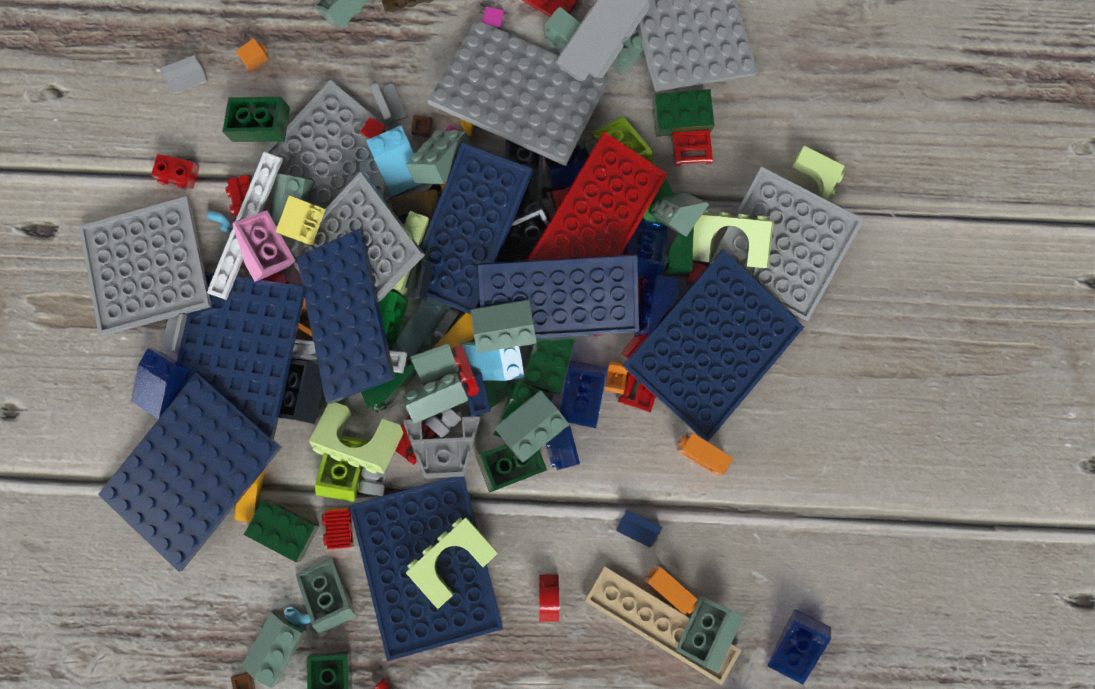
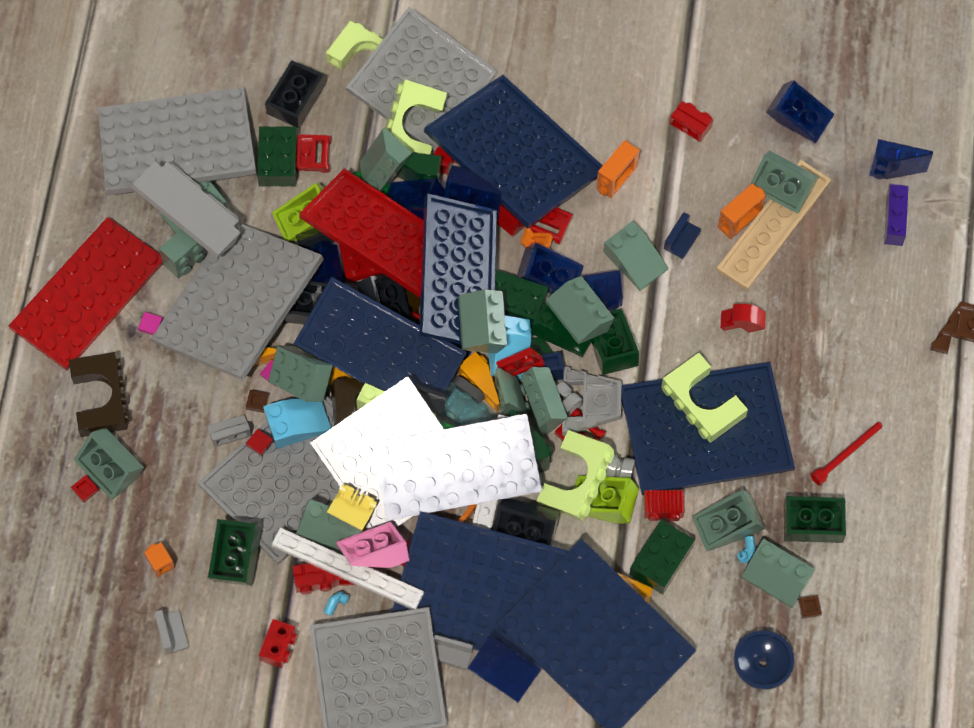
camera: 80 degrees left, 15 degrees down
(163, 642) = (764, 647): none -> dark blue dish
(610, 481) = (635, 256): none -> sand green slope
(754, 121) = (295, 94): none -> black brick
(774, 529) = (691, 121): none -> red brick

